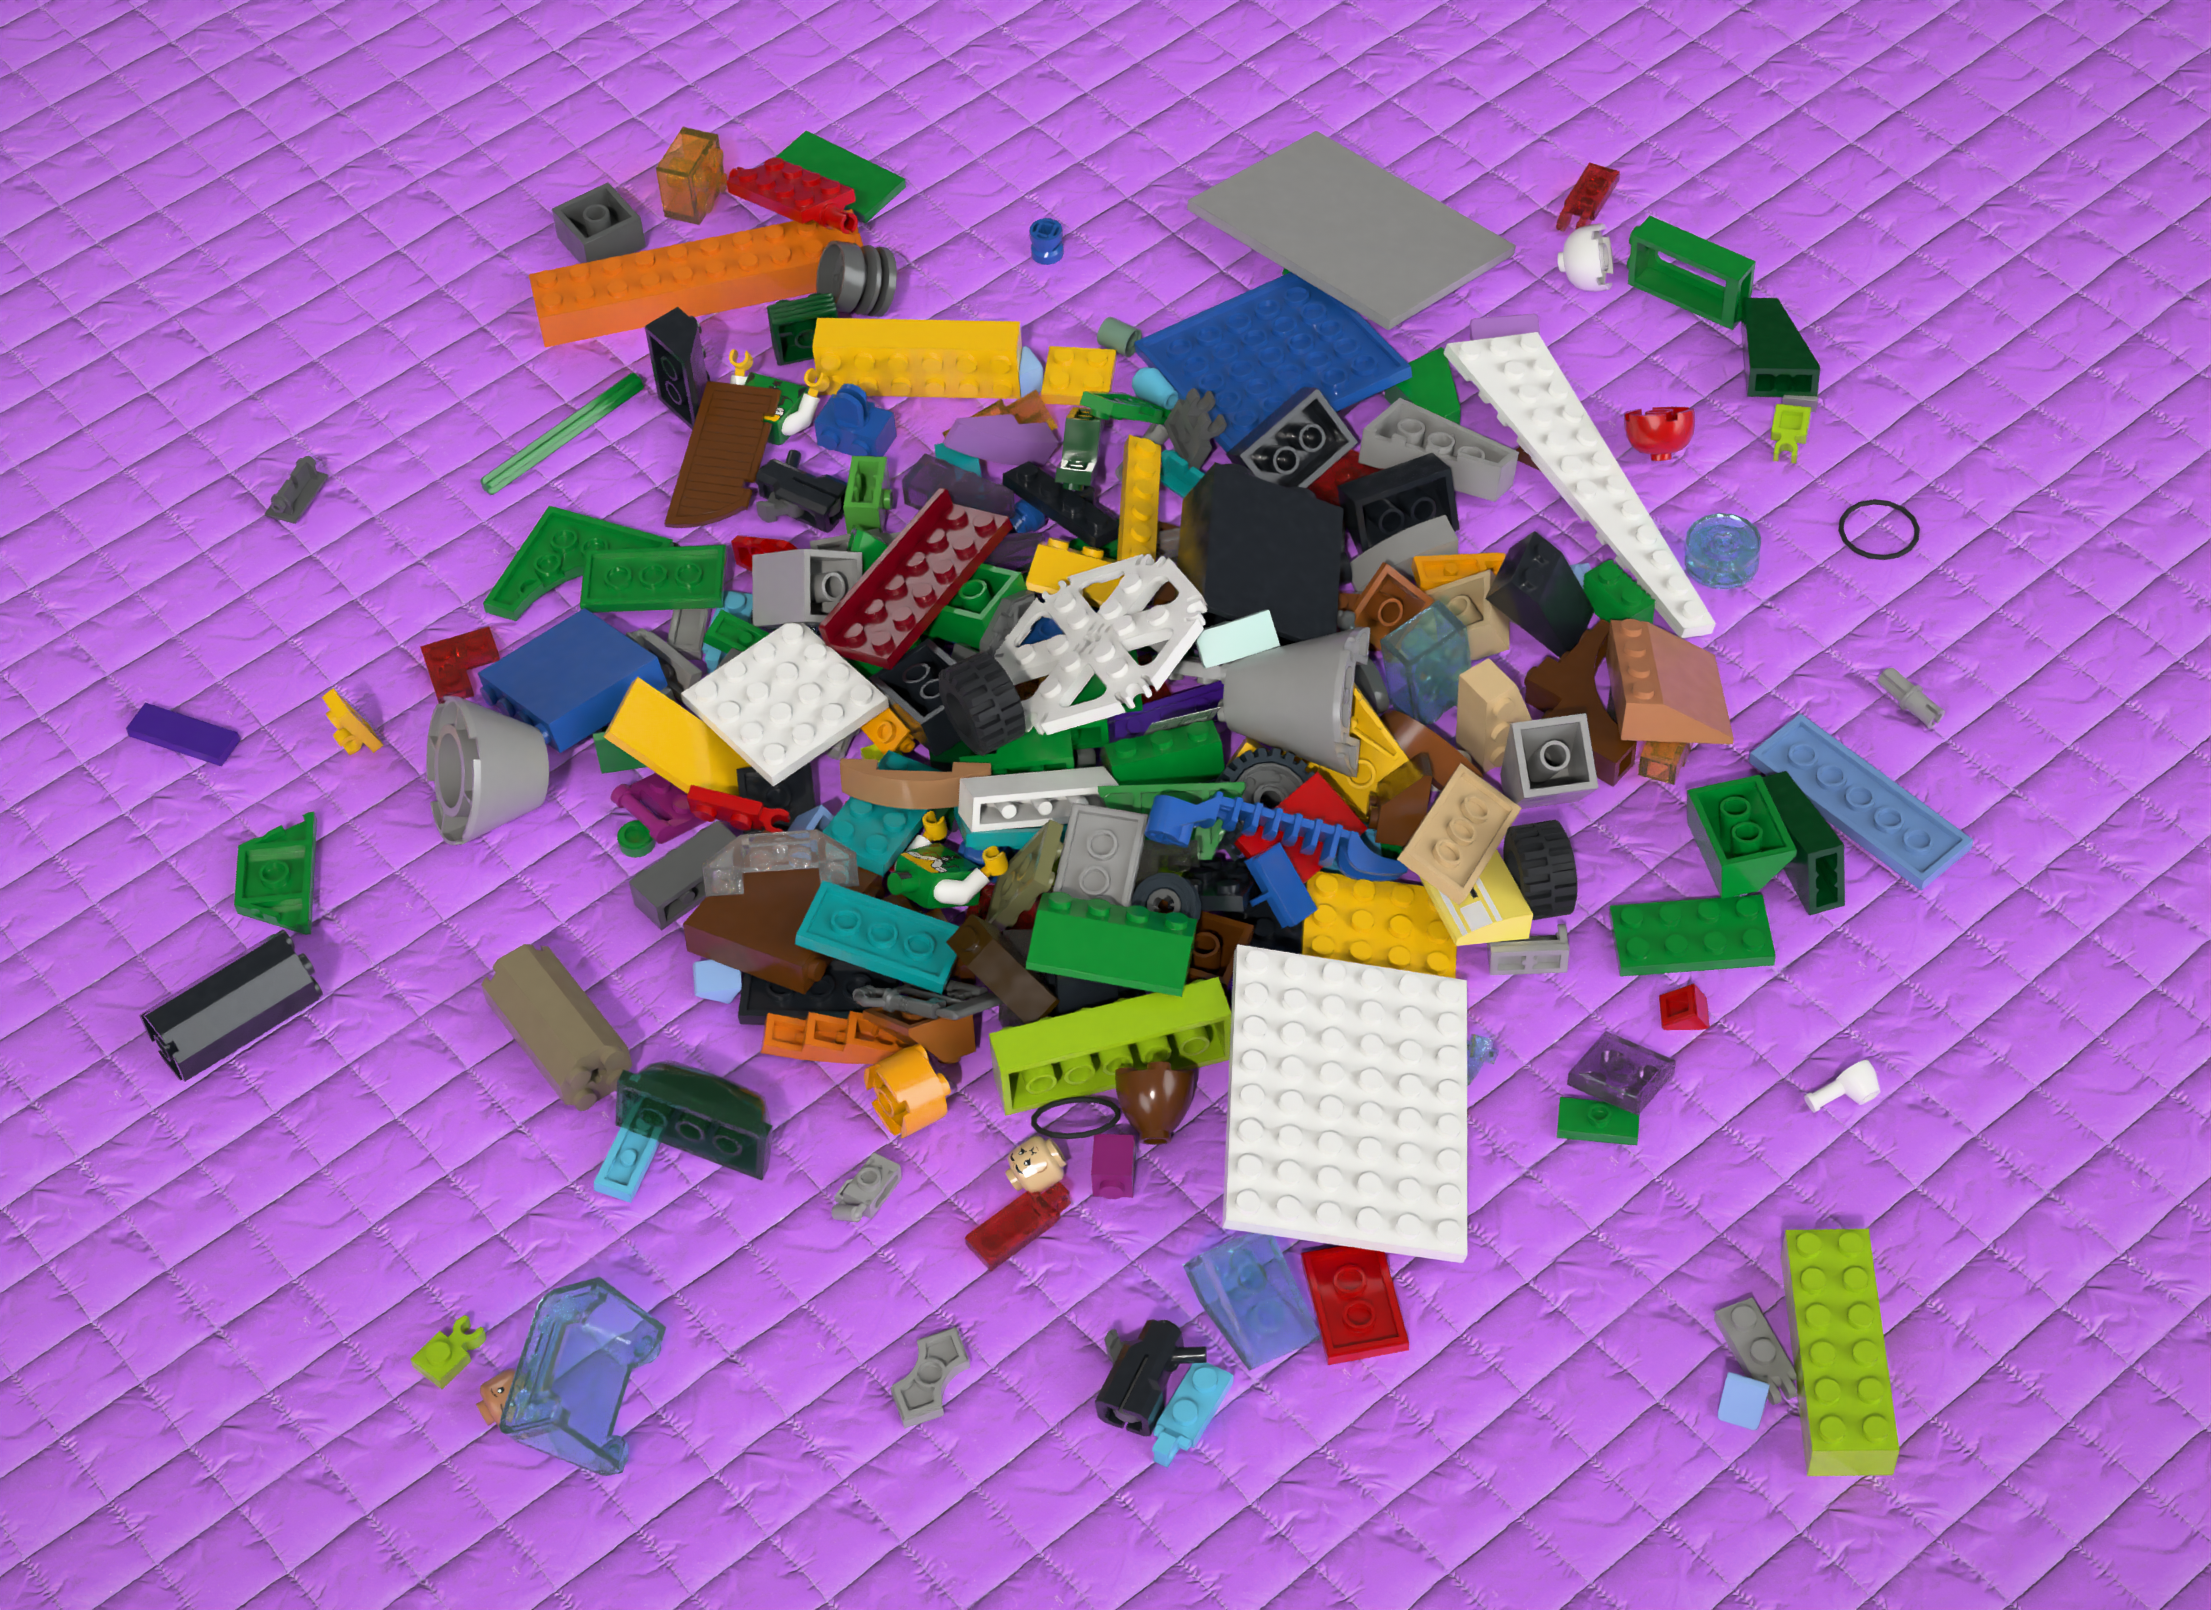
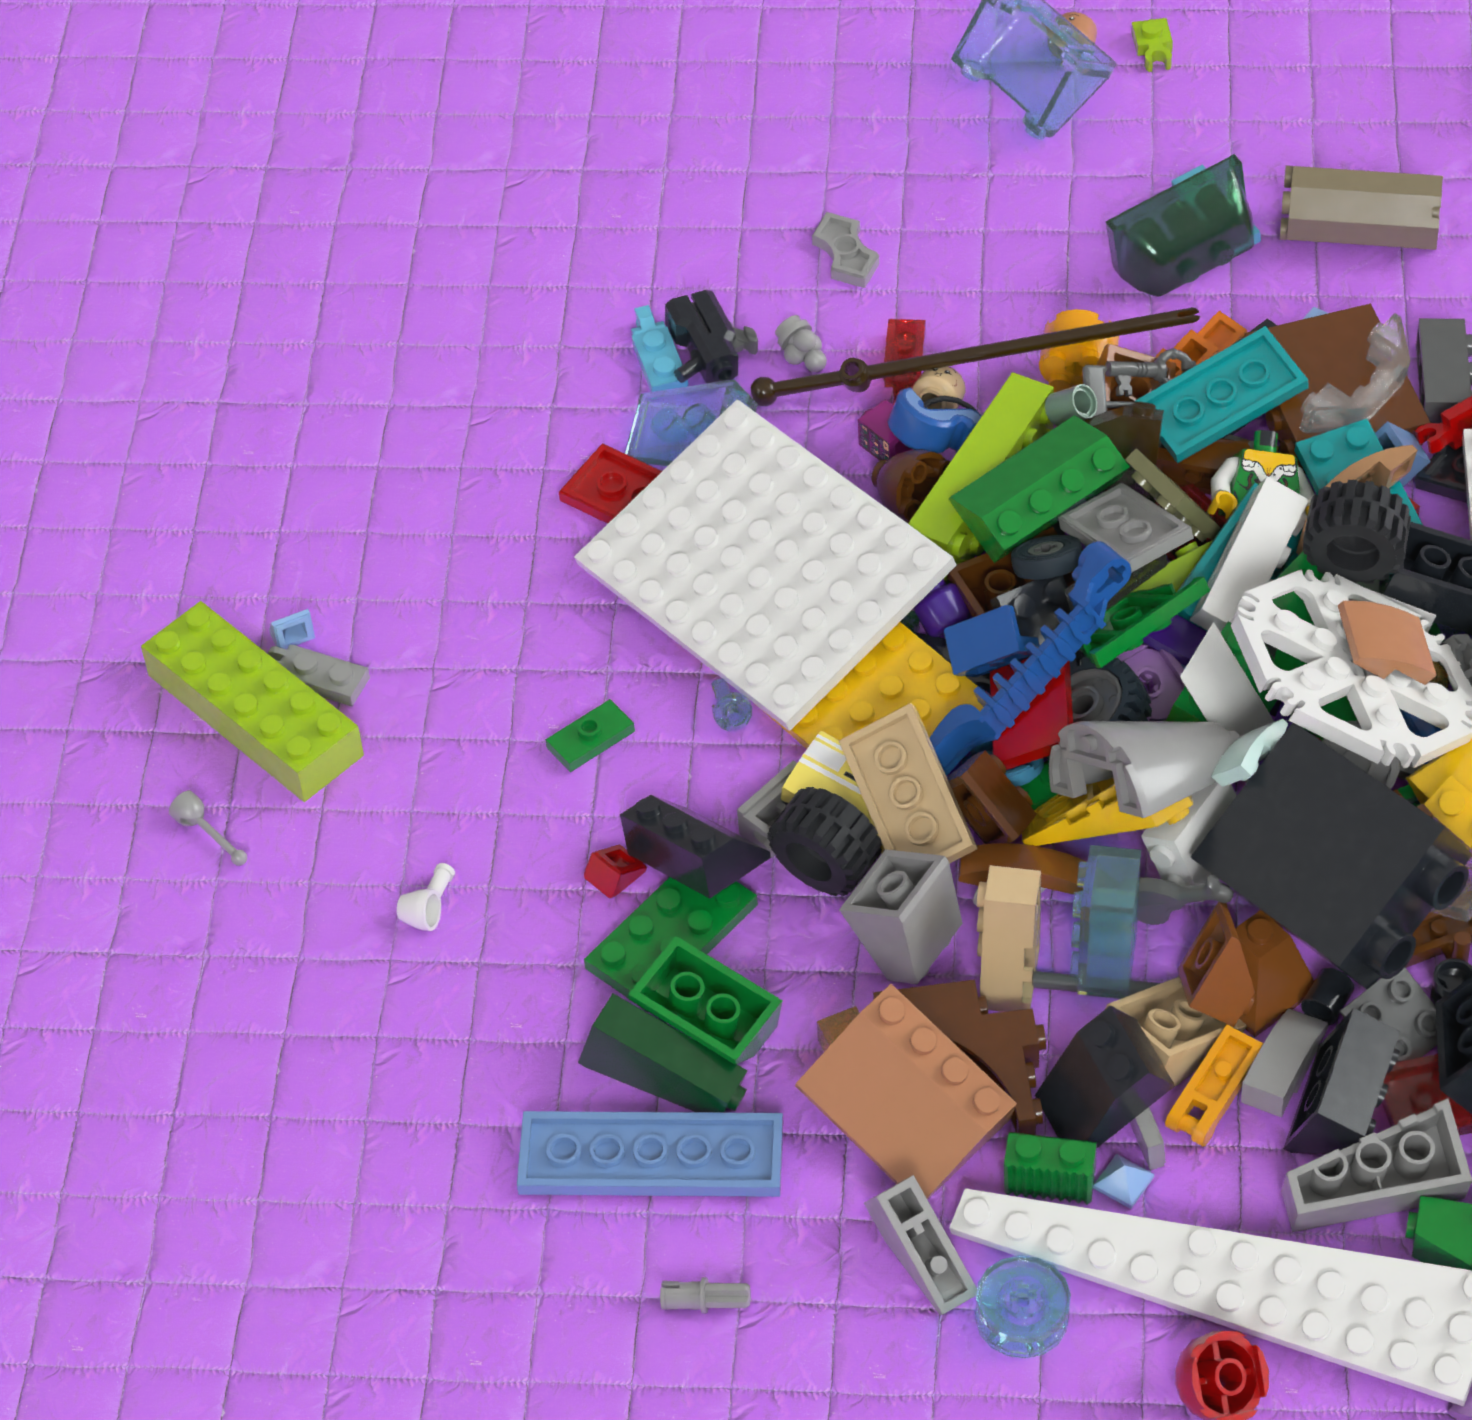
camera: 135 degrees right, 0 degrees up
(867, 1189) = (1031, 303): light grey piece -> none
(996, 1008) = (1076, 401): none -> sand green beam
(1061, 631) = (1386, 640): none -> nougat slope
(1077, 1308) = (800, 344): none -> light grey piece
(1080, 1222) = (858, 375): none -> dark brown bar
(1101, 1098) = (929, 428): none -> blue animal
(1621, 1073) = (603, 765): clear purple plate -> none
(1623, 950) = (688, 845): none -> black slope
(1744, 628) = (921, 1244): none -> light grey slope
(1966, 1304) = (189, 811): none -> light grey hinge

